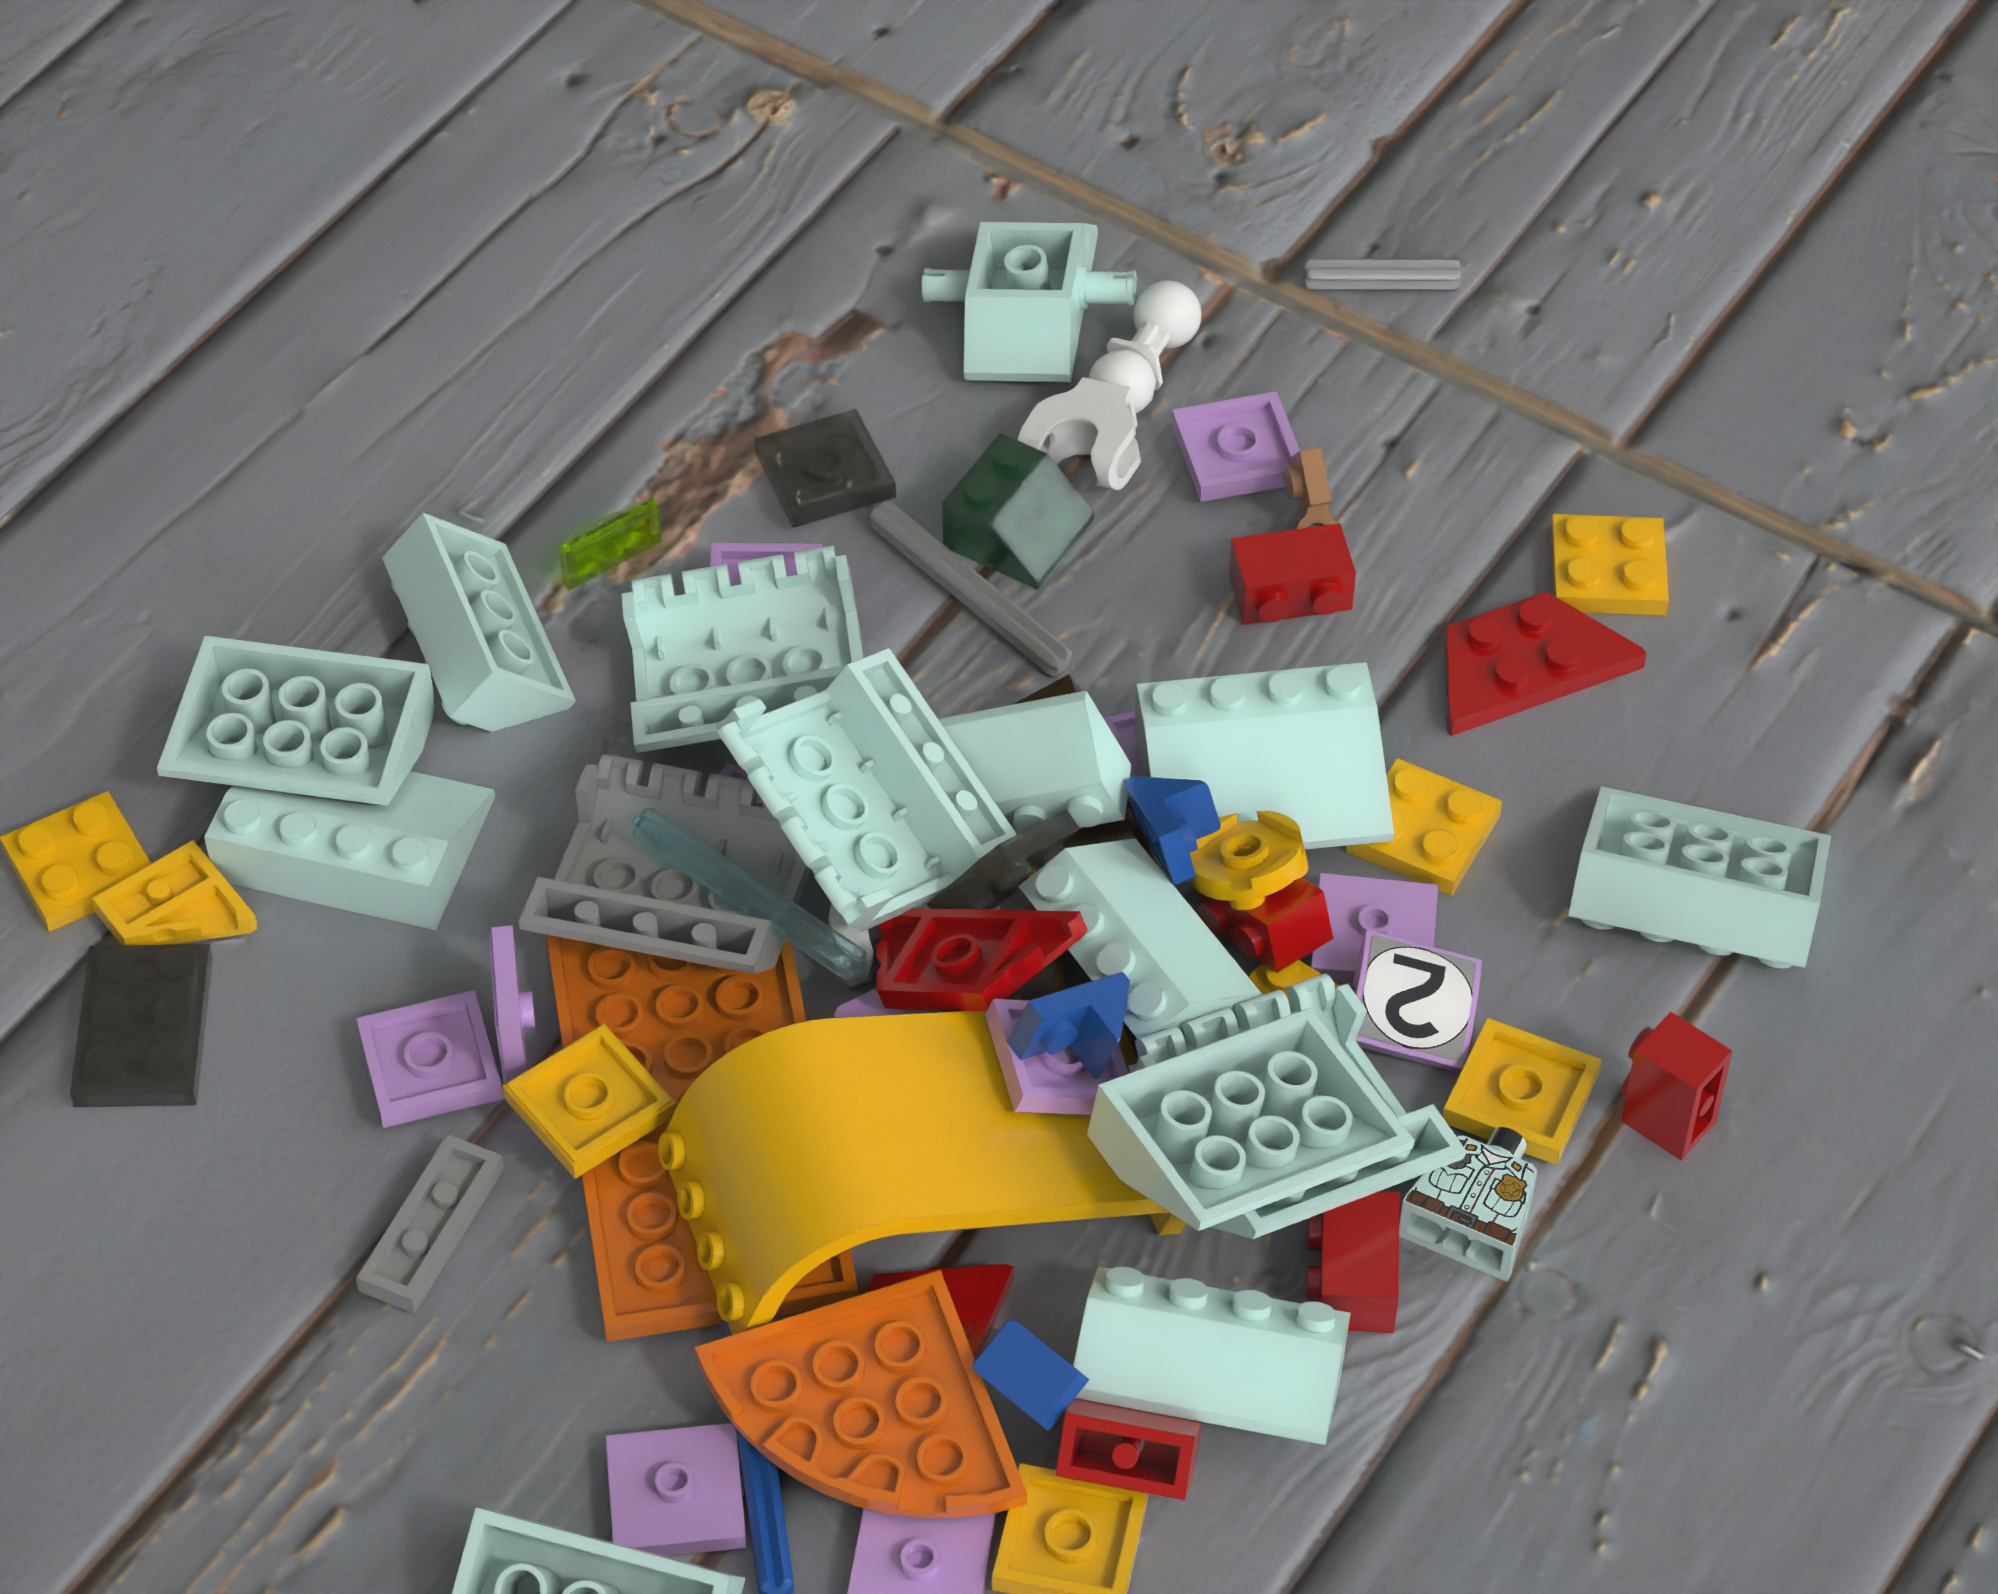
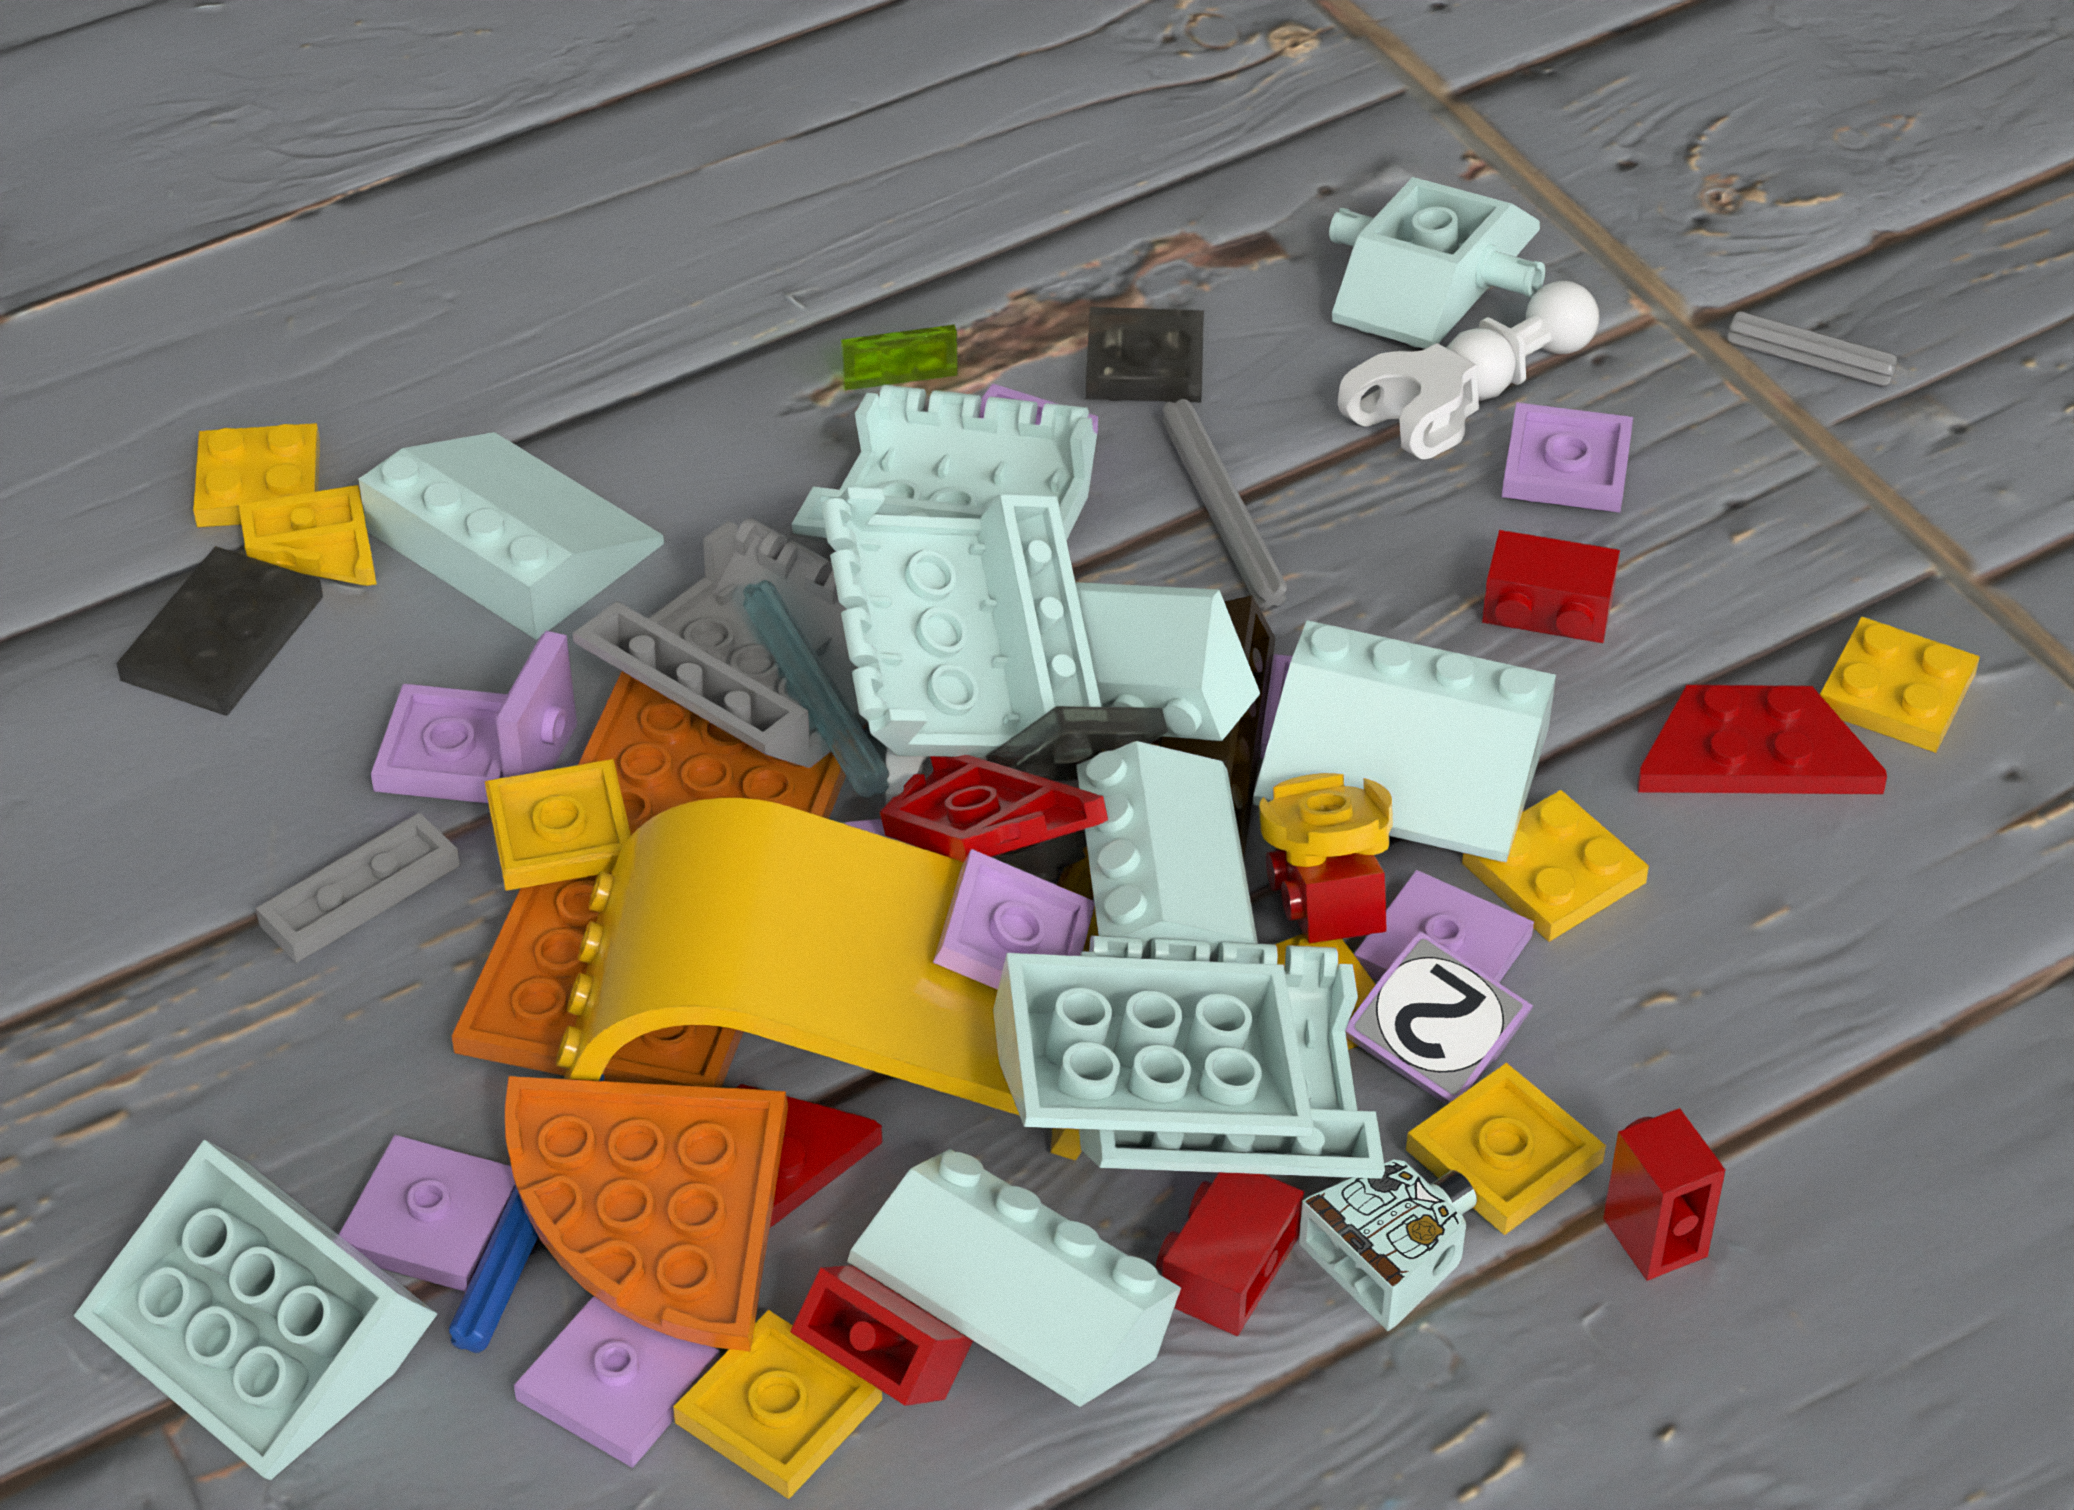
camera: 25 degrees right, 5 degrees down
(300, 721) = (513, 412): light aqua slope -> none
(475, 626) = (731, 389): light aqua slope -> none
(1015, 512) = (1303, 446): clear green slope -> none
(1029, 1373) = (813, 1217): blue slope -> none
(1080, 1018) = (1039, 890): blue slope -> none
(1172, 818) = (1264, 752): blue slope -> none
(1309, 485) = (1610, 507): medium nougat plate -> none
(1700, 878) = (1819, 1008): light aqua slope -> none

